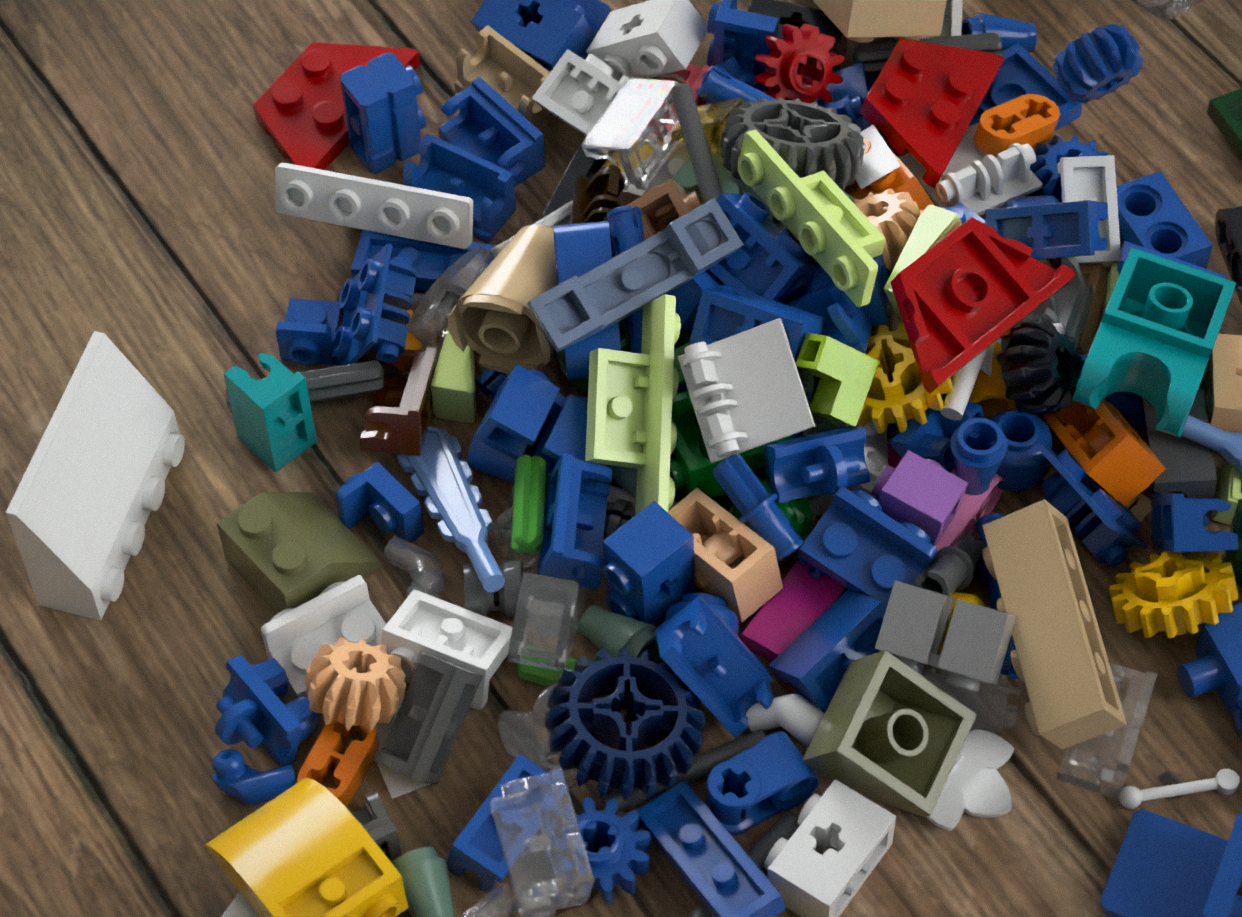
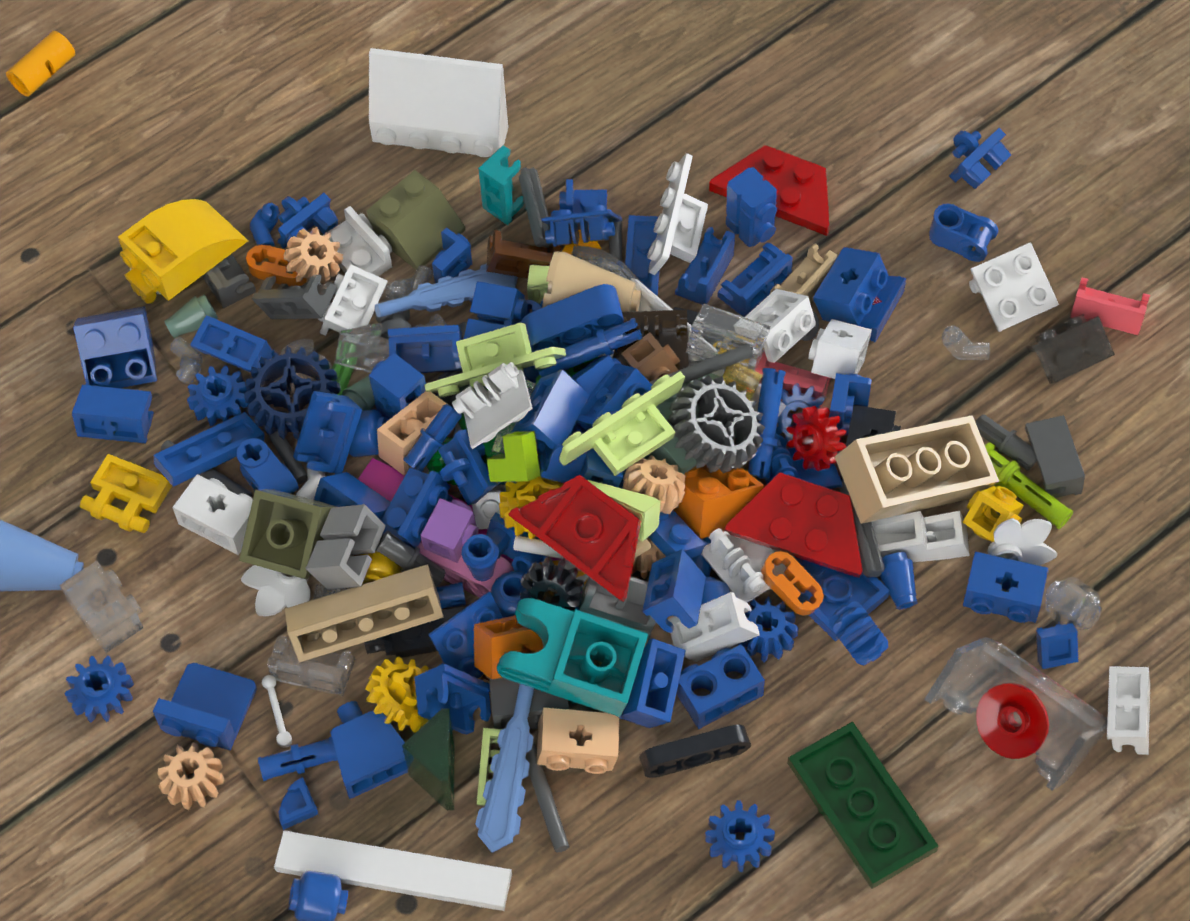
camera: 85 degrees right, 5 degrees up
(528, 504) = (437, 319): bright green axle -> none
(542, 844) = (204, 358): clear hinge -> none
(635, 276) = (567, 329): sand blue slope -> none
(877, 160) = (720, 480): white sticker -> none

